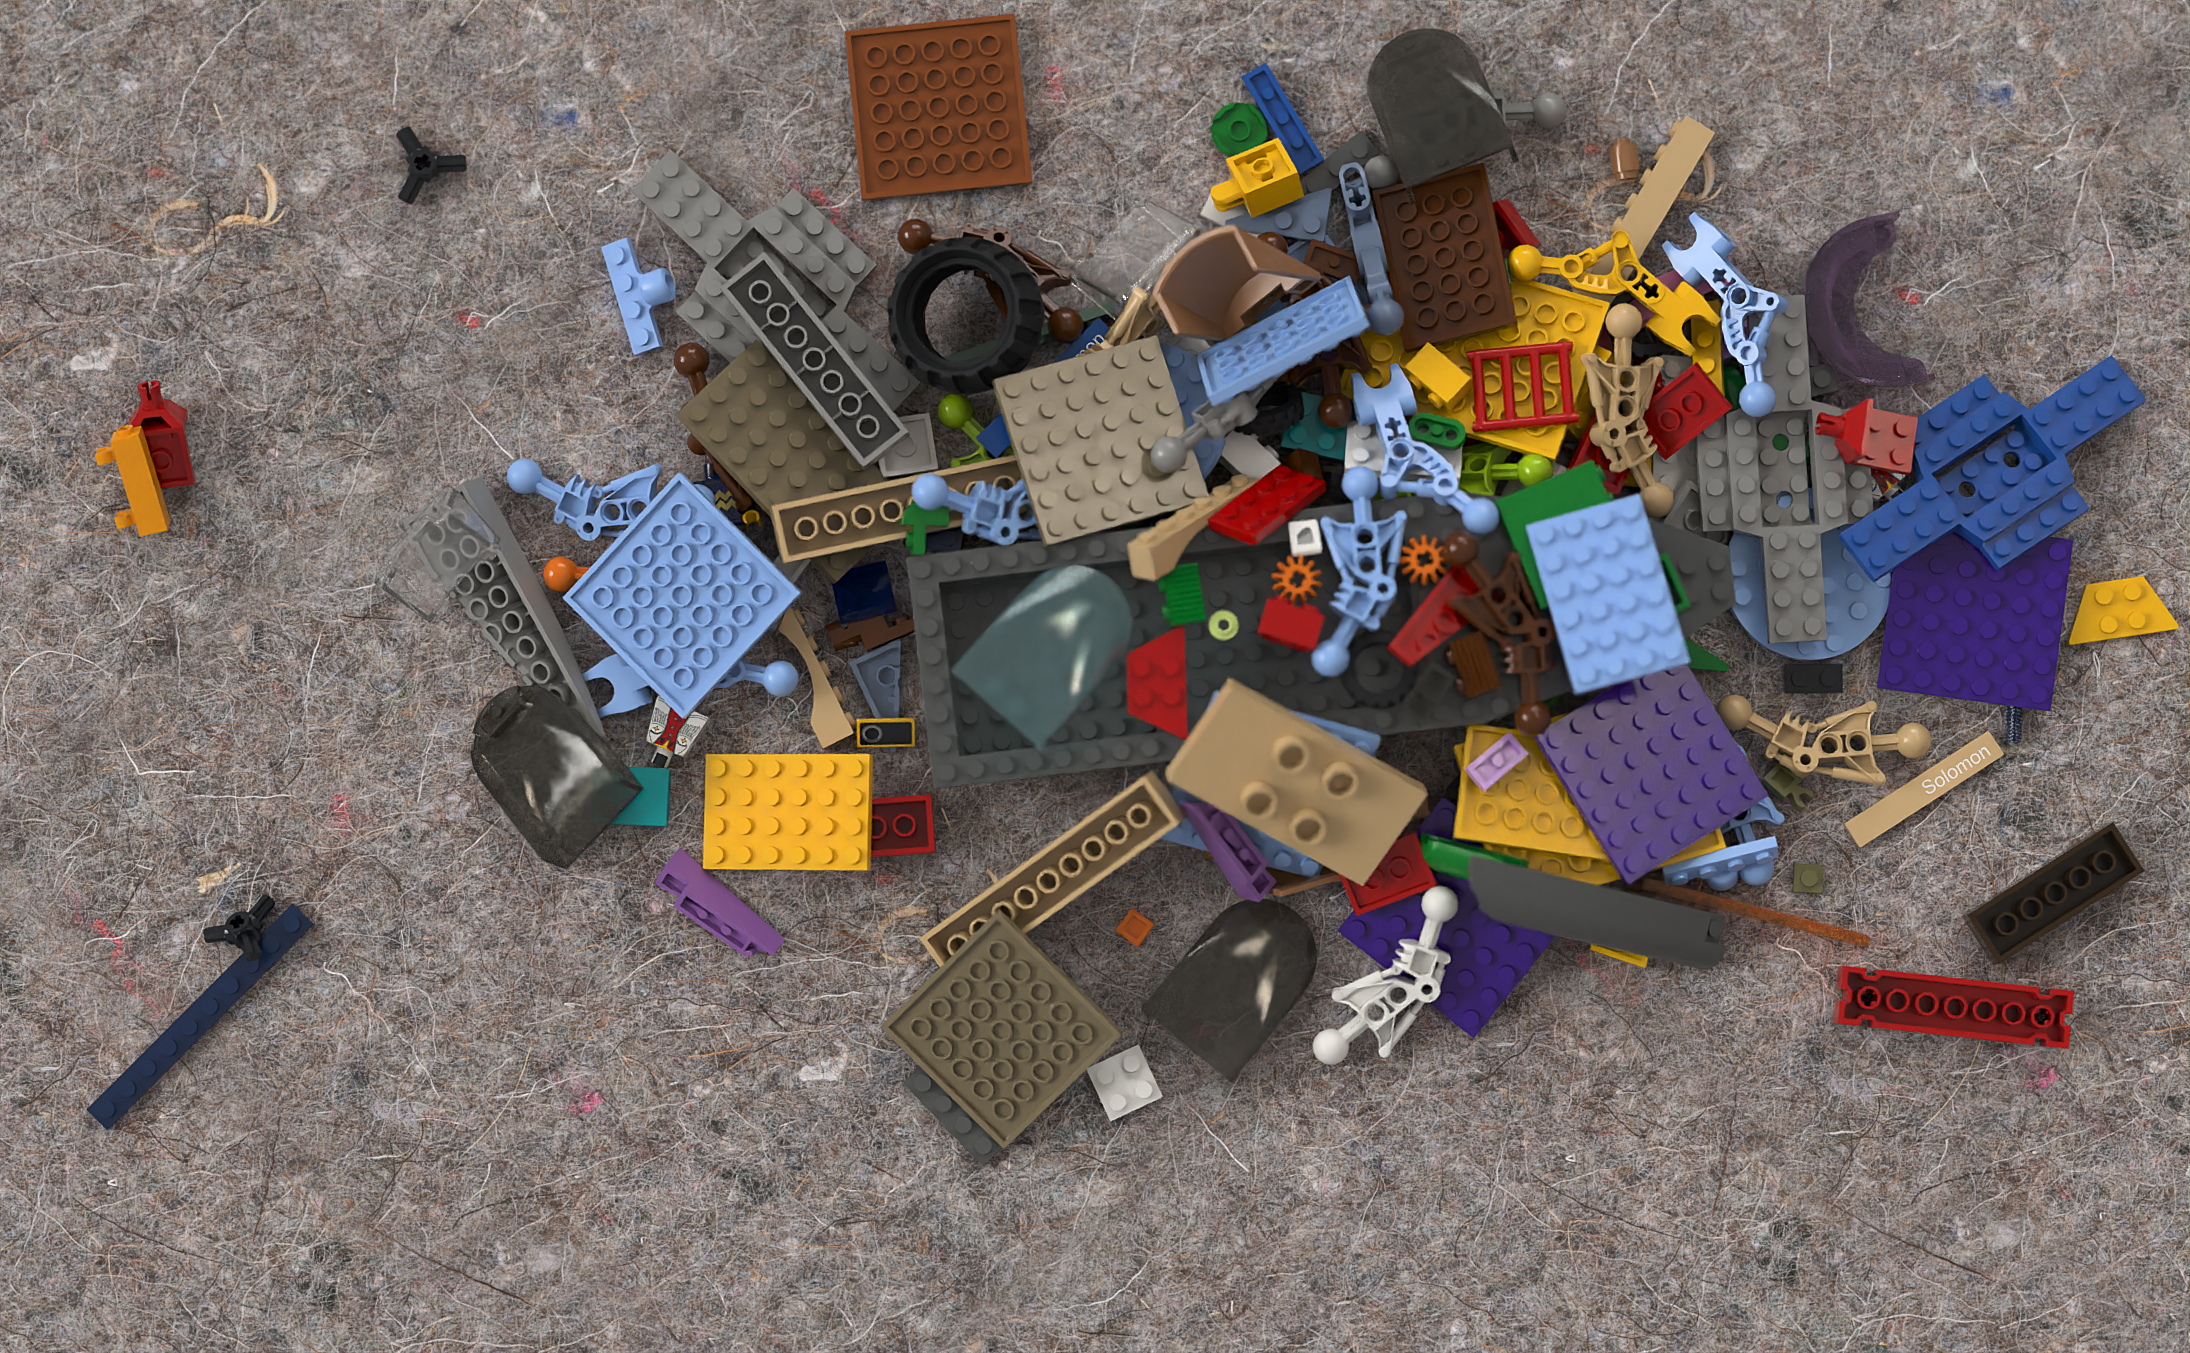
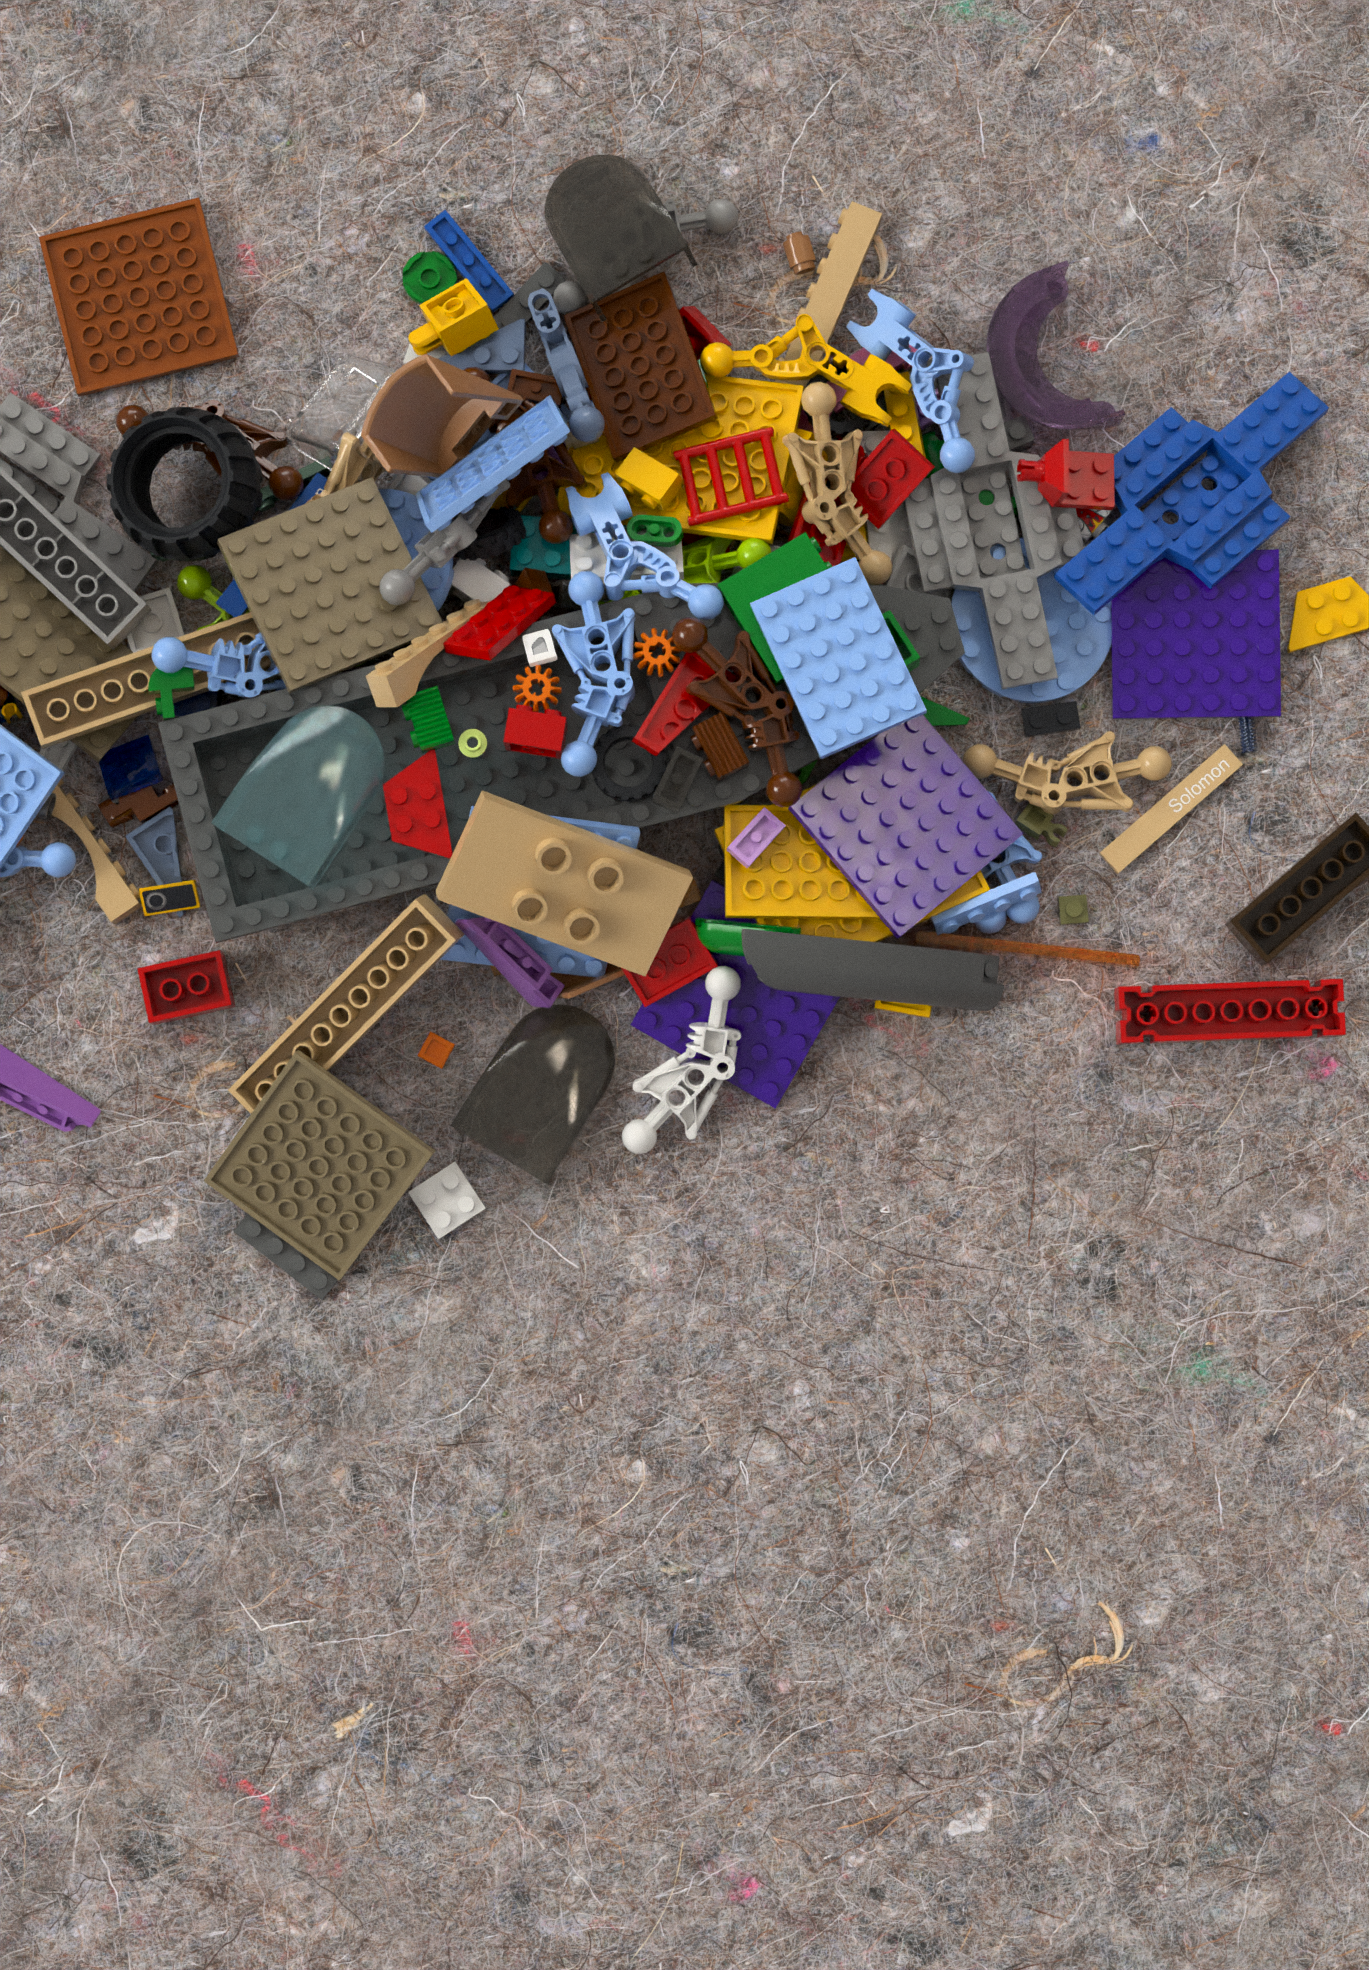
camera: 10 degrees left, 0 degrees up
(788, 812) = (85, 987): yellow plate -> none

